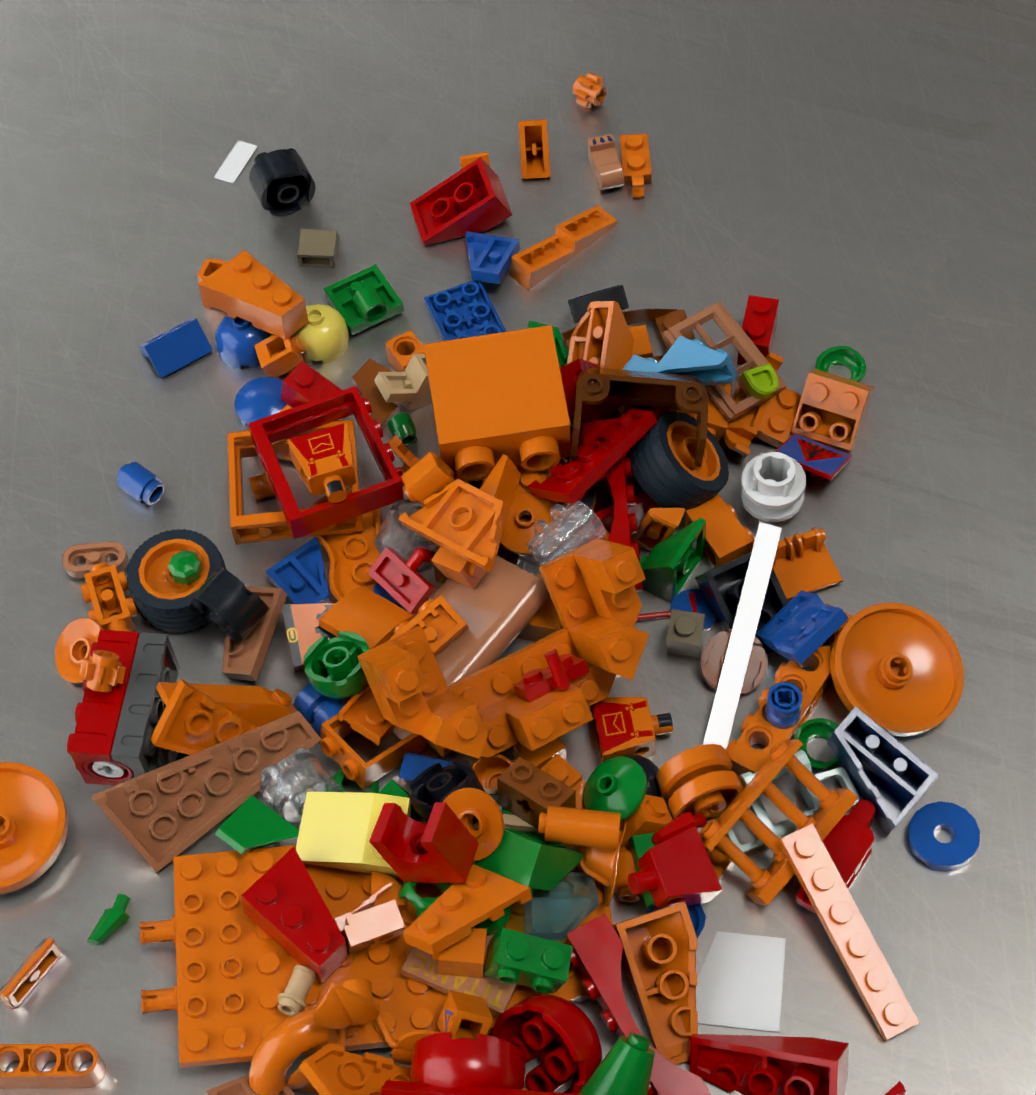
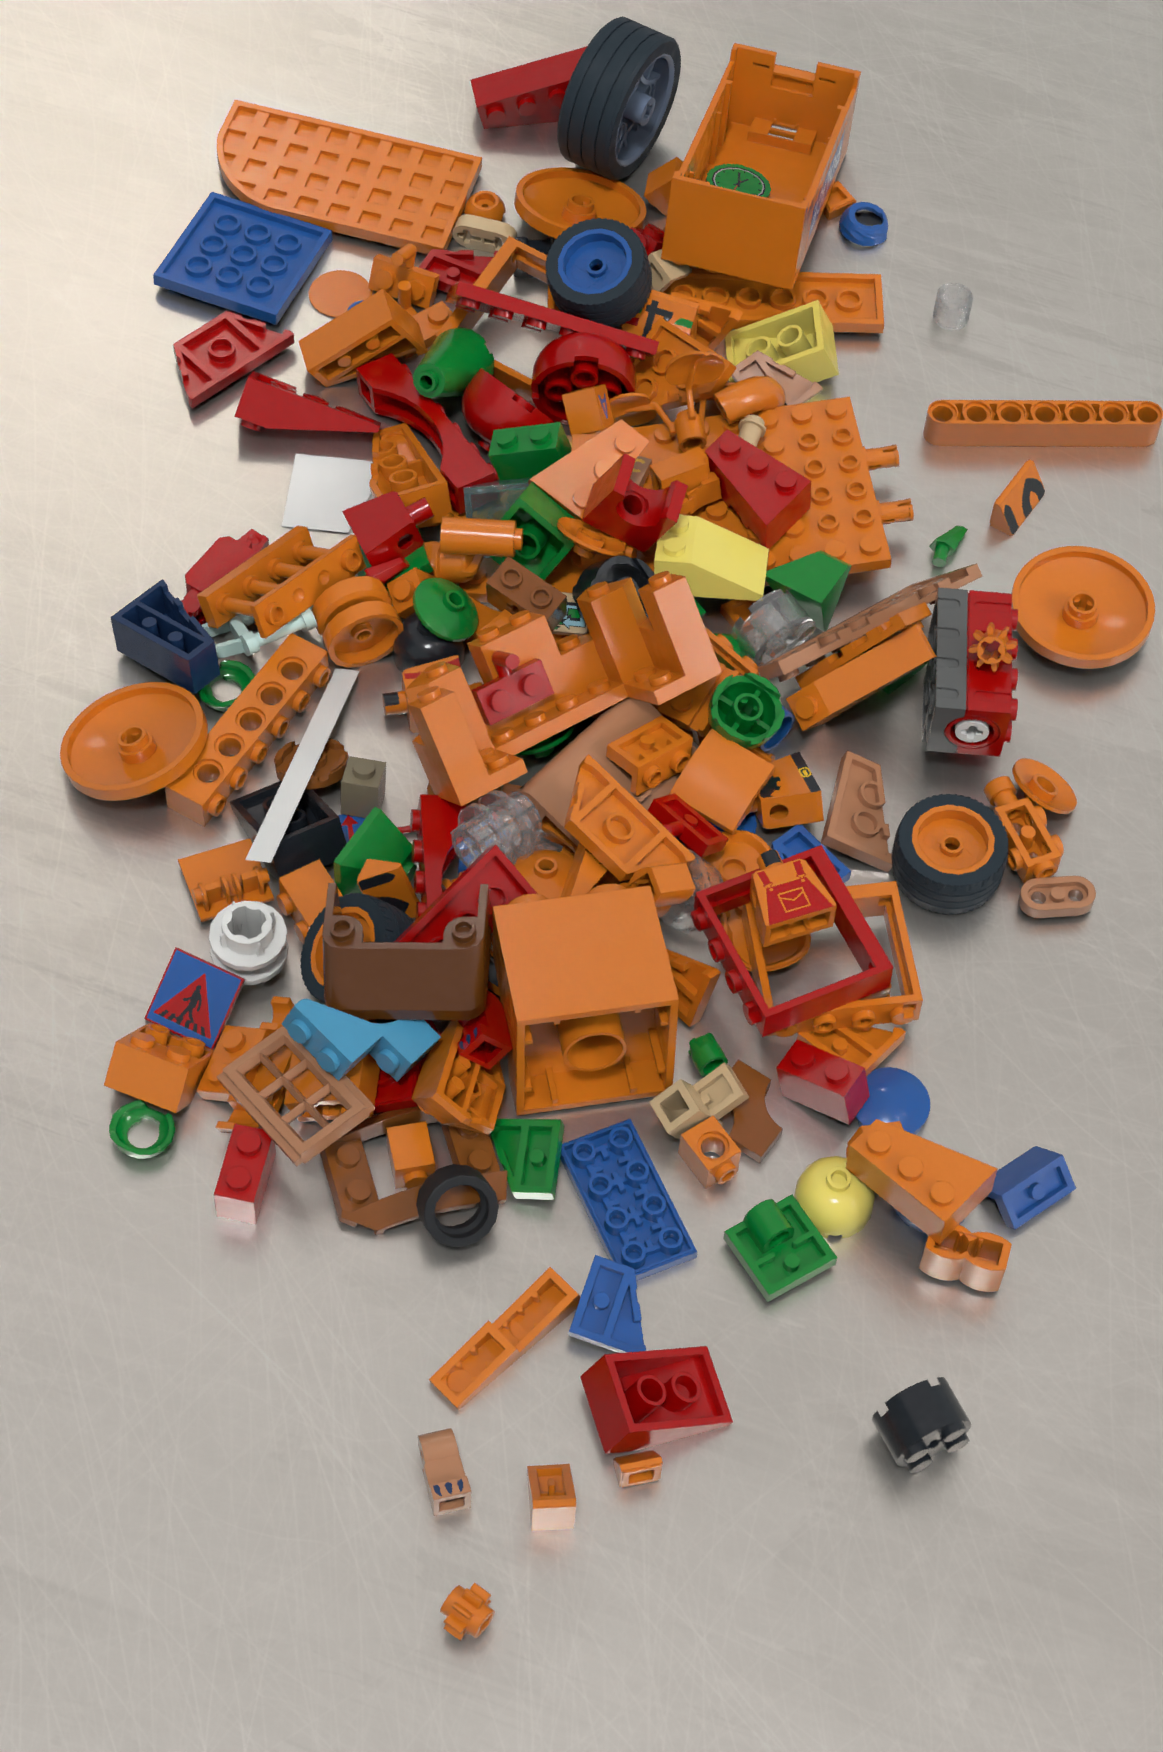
camera: 170 degrees right, 0 degrees up
(140, 483) = (1025, 988): blue brick -> none
(185, 567) = (939, 830): green tile -> none
(229, 605) = (879, 793): black brick -> none
(235, 162) = (1005, 1514): white sticker -> none
(318, 248) = (855, 1337): dark tan piece -> none
(635, 162) = (399, 1485): orange plate -> none
(760, 381) = (250, 1061): lime tile -> none
(784, 713) = (263, 680): blue wheel -> none
(801, 627) = (233, 774): blue slope -> none
(848, 932) = (223, 503): plate -> none
(943, 817) = (98, 591): blue tile -> none

